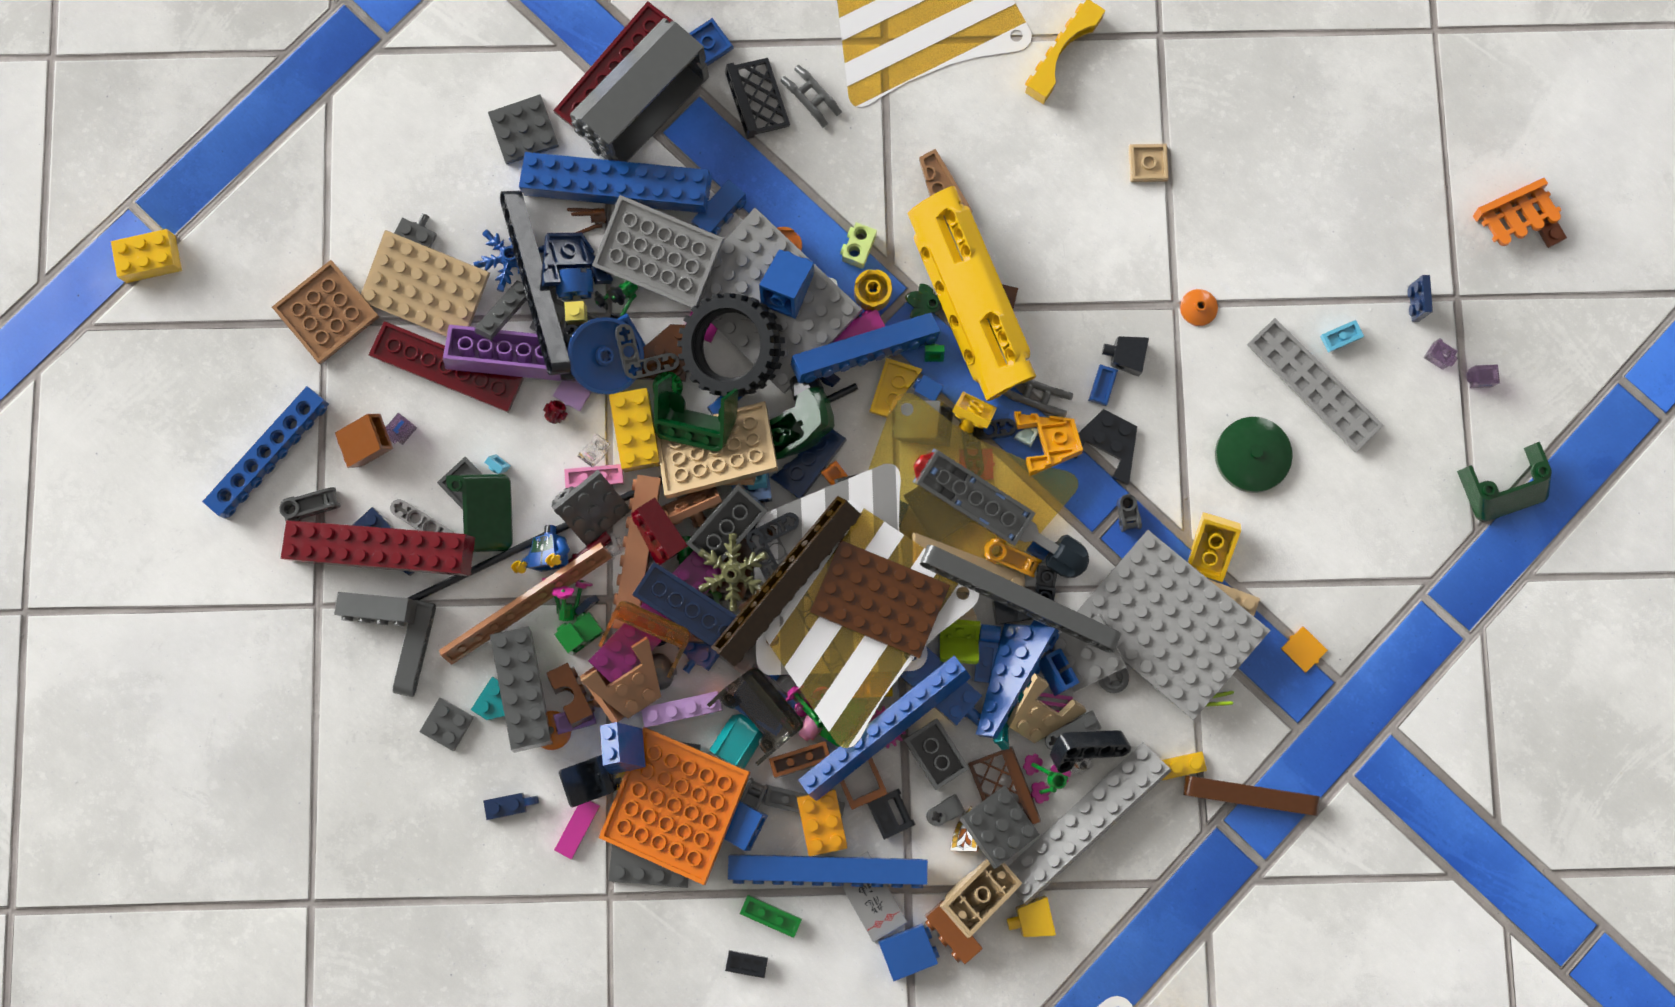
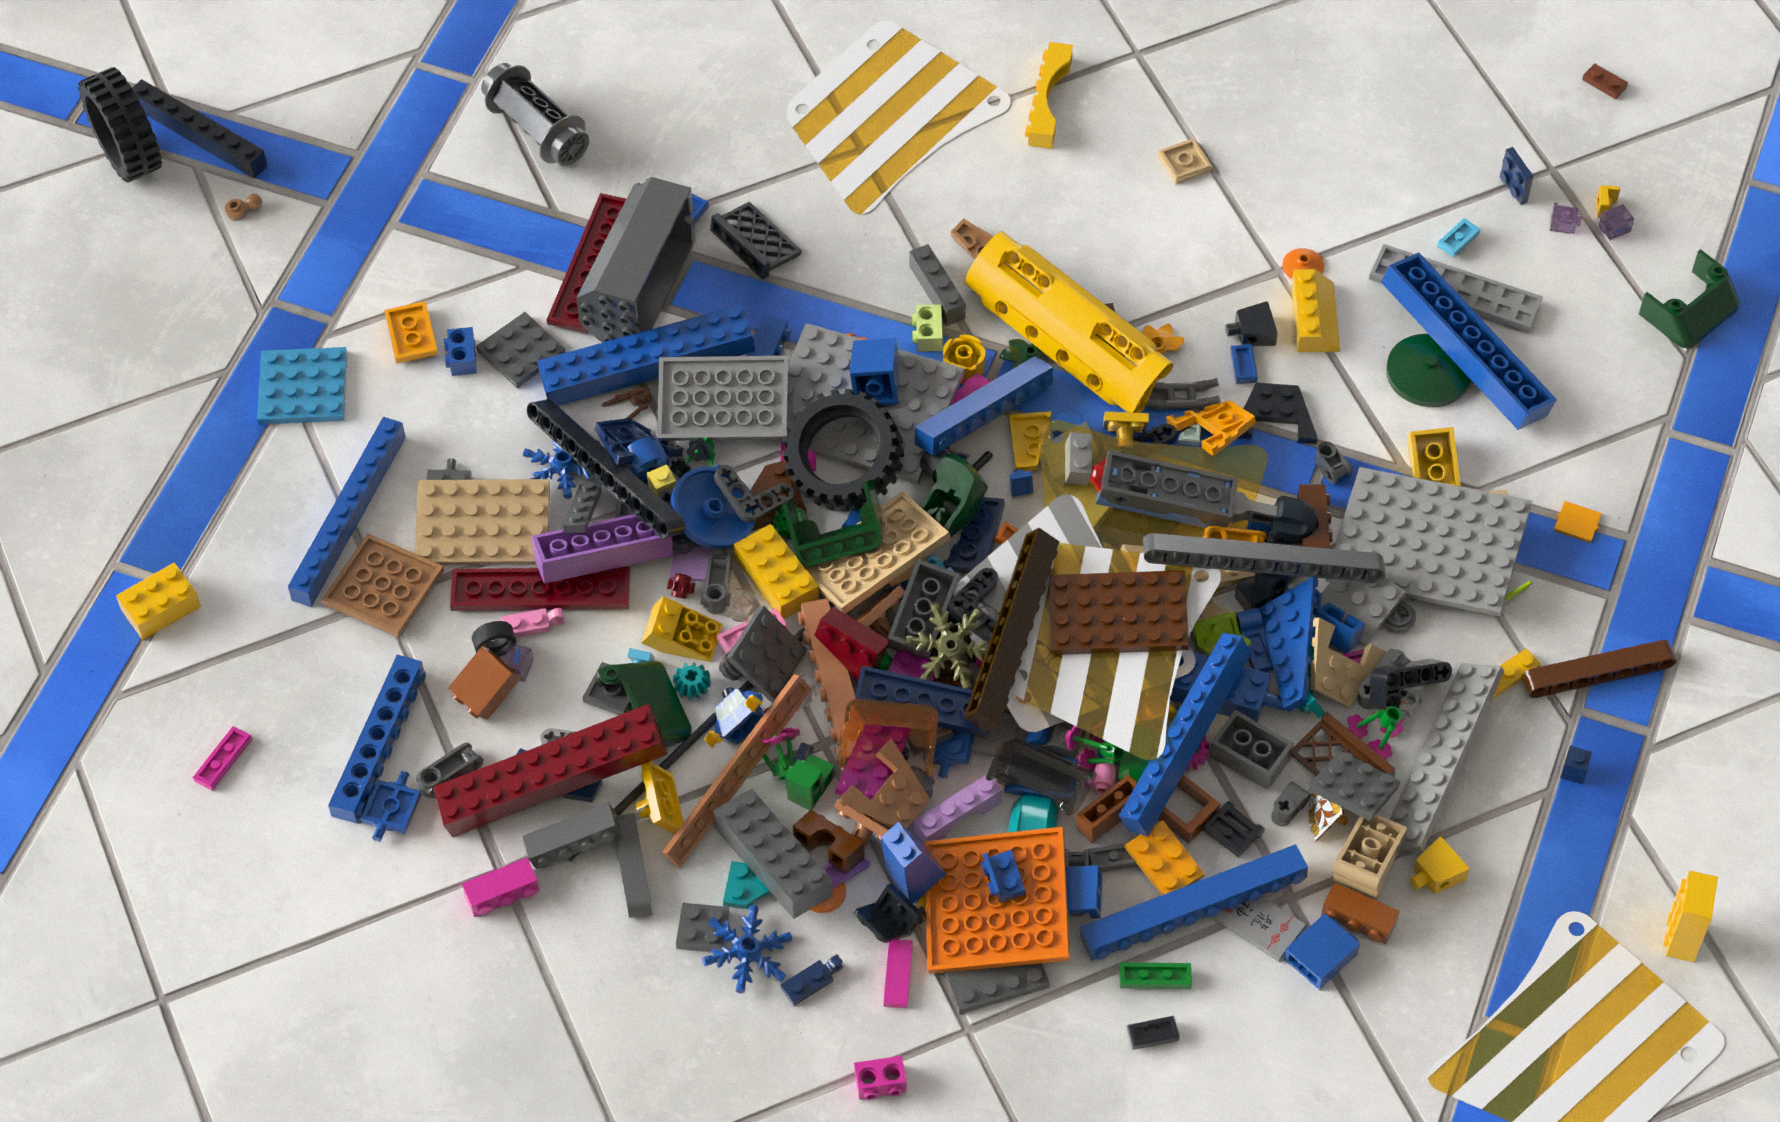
camera: 20 degrees left, 25 degrees down
(145, 418) = (222, 758): none -> dark pink tile
(253, 518) = (391, 806): none -> blue plate
(307, 627) = (500, 887): none -> dark pink brick
(323, 231) = (346, 512): none -> blue brick
(337, 93) = (302, 385): none -> dark azure plate
(387, 403) = (499, 632): none -> black tyre
(426, 394) = (534, 621): none -> bright pink plate
(441, 77) = (411, 332): none -> light orange plate
(457, 604) = (661, 798): none -> yellow plate
(465, 767) = (747, 949): none -> blue piece
(478, 114) = (461, 351): none -> blue brick
(523, 908) = (879, 1071): none -> dark pink brick
(532, 507) = (692, 681): none -> teal gear
(539, 453) = (681, 631): none -> yellow slope
(586, 418) = (717, 583): none -> dark grey piece
(684, 792) = (1004, 876): none -> blue bracket
(822, 95) = (817, 226): dark grey piece -> none
(867, 426) = (1021, 483): none -> blue tile
(884, 206) = (937, 284): none -> dark grey brick
(913, 439) = (1078, 458): none -> light grey brick
(934, 353) = (1056, 393): green plate -> none
(1047, 332) = (1163, 338): none -> light orange plate
(1076, 590) = (1318, 499): none -> reddish brown arch
(1185, 361) = (1314, 312): none -> yellow slope
(1188, 875) = (1576, 764): none -> dark blue brick
(1296, 447) = (1468, 341): none -> blue brick
(1485, 349) = (1605, 197): none -> yellow bracket
(1520, 198) = (1559, 69): orange fence -> none

